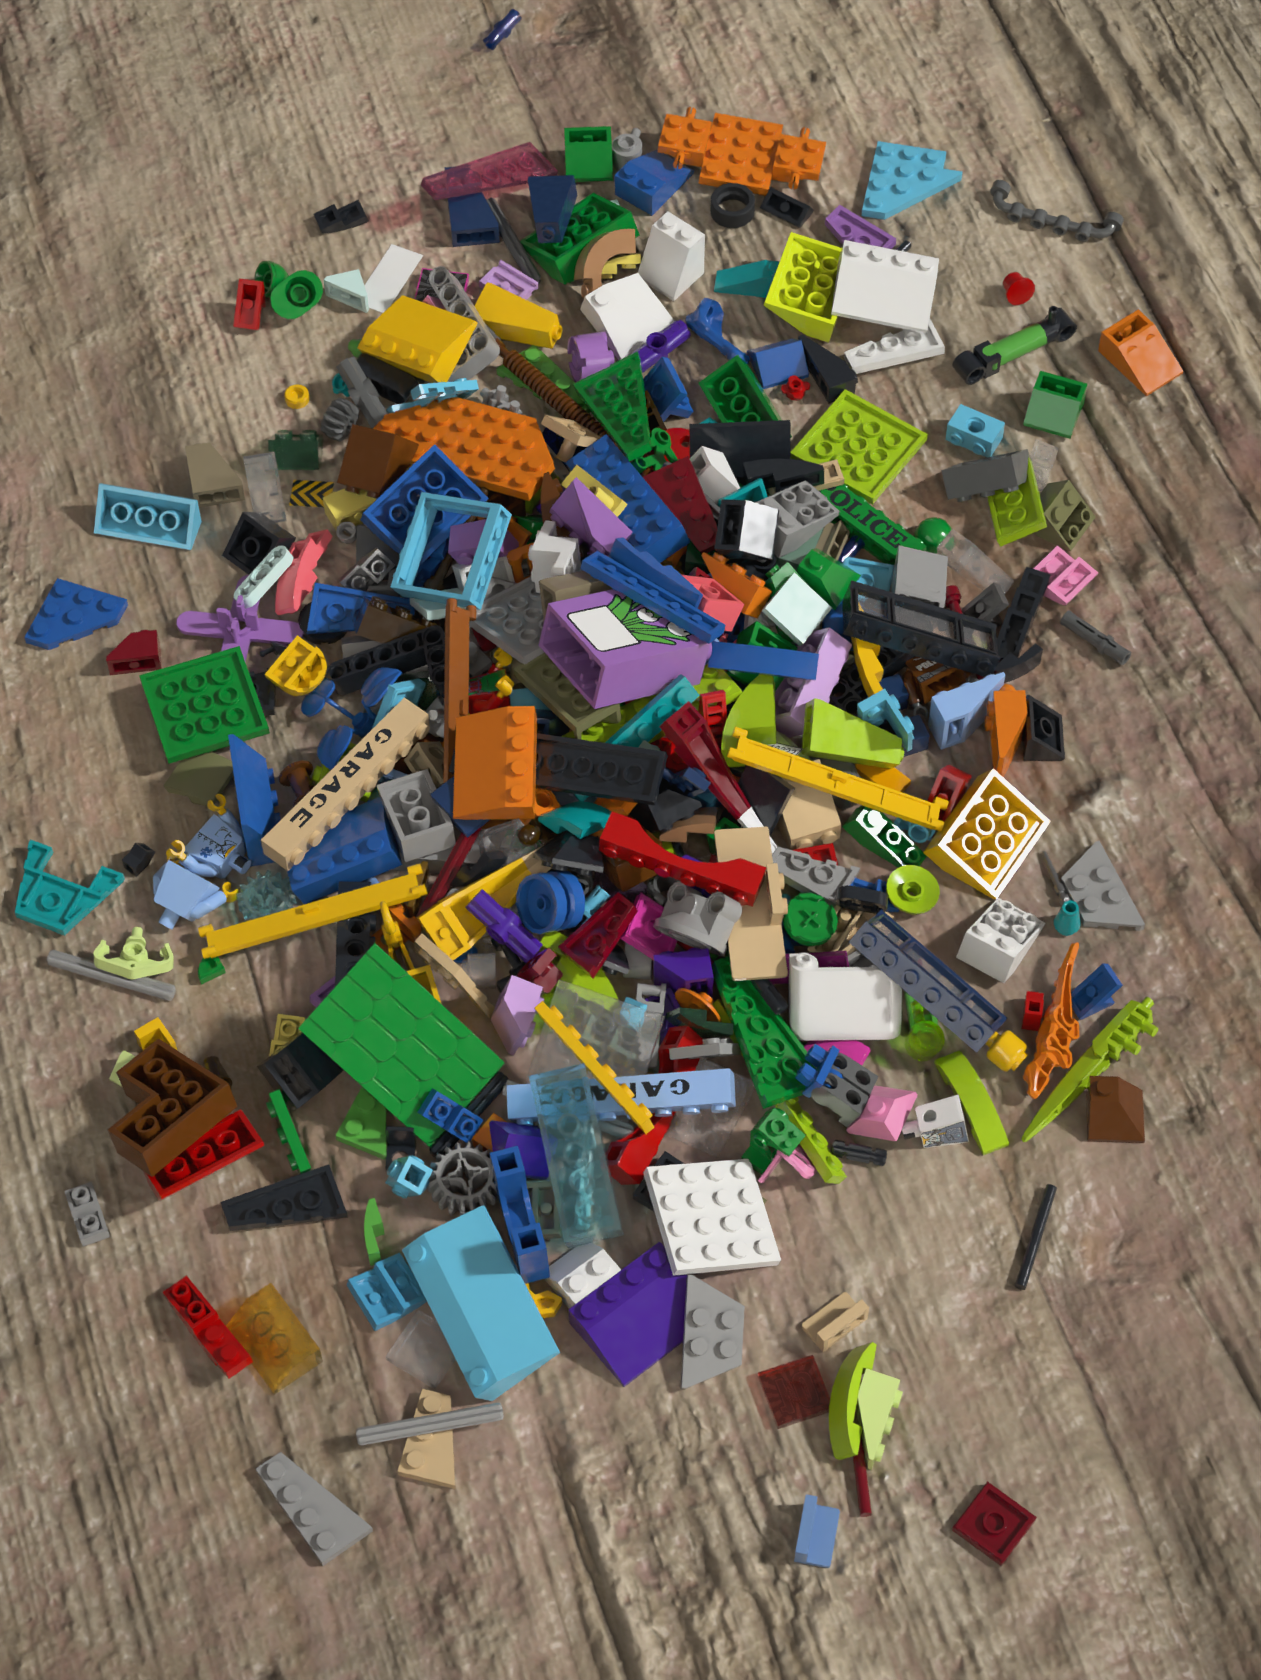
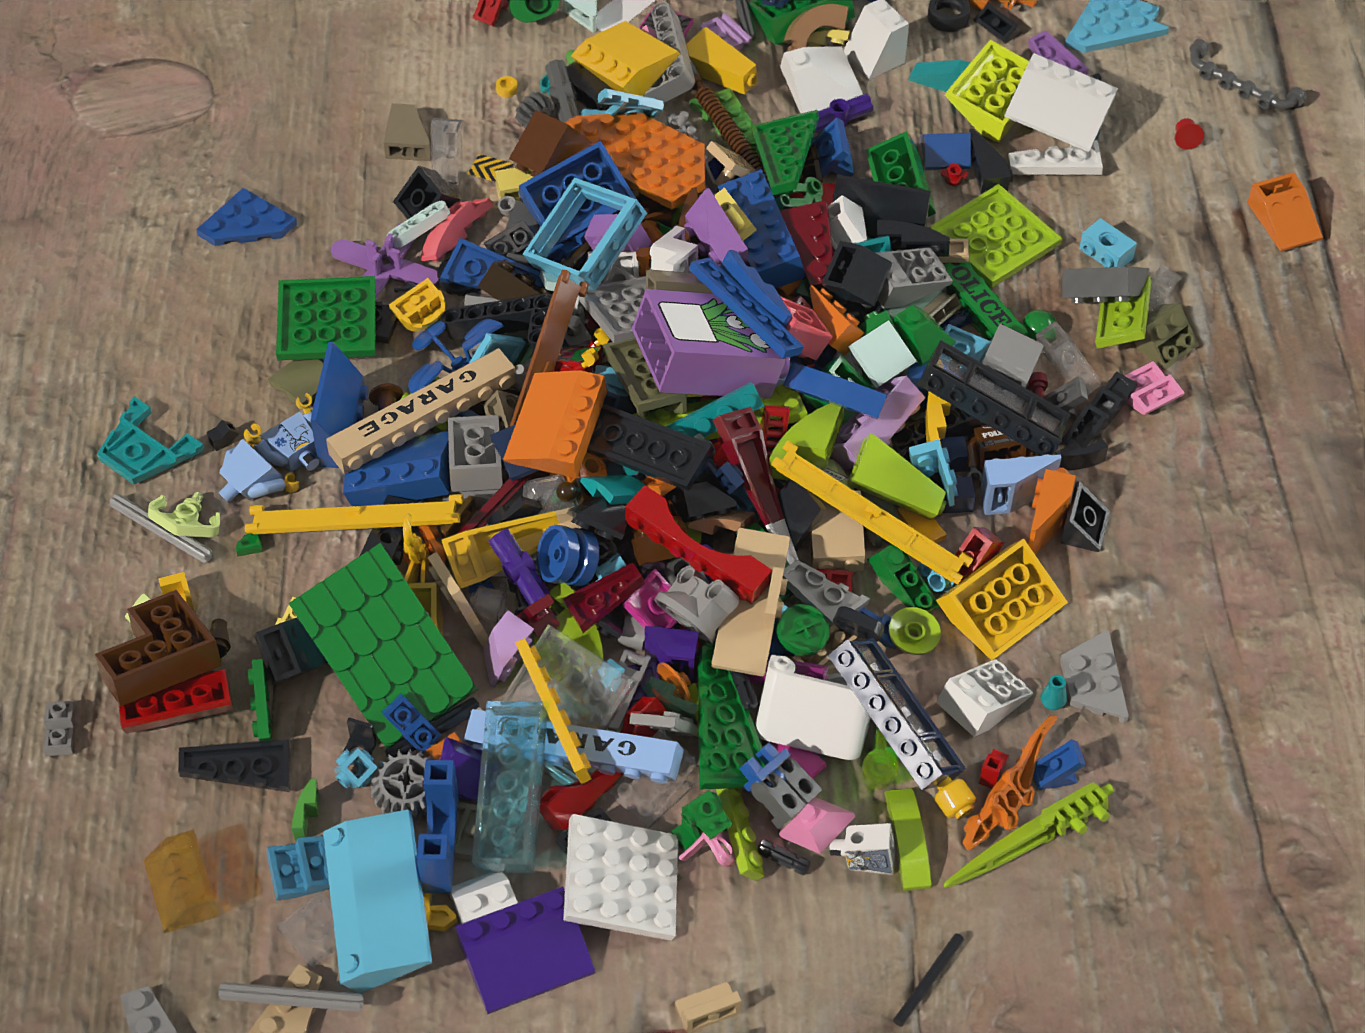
camera: 15 degrees right, 5 degrees down
(136, 653) = (285, 263): dark red slope -> none
(147, 516) = (338, 154): medium azure slope -> none
(207, 1327) = (124, 855): red slope -> none
(256, 894) = (319, 492): clear light blue gear -> none
(297, 450) = (487, 129): clear green slope -> none
(365, 1125) = (332, 714): bright green wing -> none
(588, 354) = (774, 103): medium lavender brick -> none
(707, 324) = (891, 103): blue hair -> none
(710, 1333) = (584, 985): light grey wing -> none
(988, 357) = (1142, 186): black piece -> none
(1055, 404) = (1190, 238): green slope -> none
(1059, 887) = (1057, 666): flat silver piece -> none
(1103, 643) = (1170, 456): dark grey pin -> none
(1114, 1110) = (1044, 881): reddish brown slope -> none

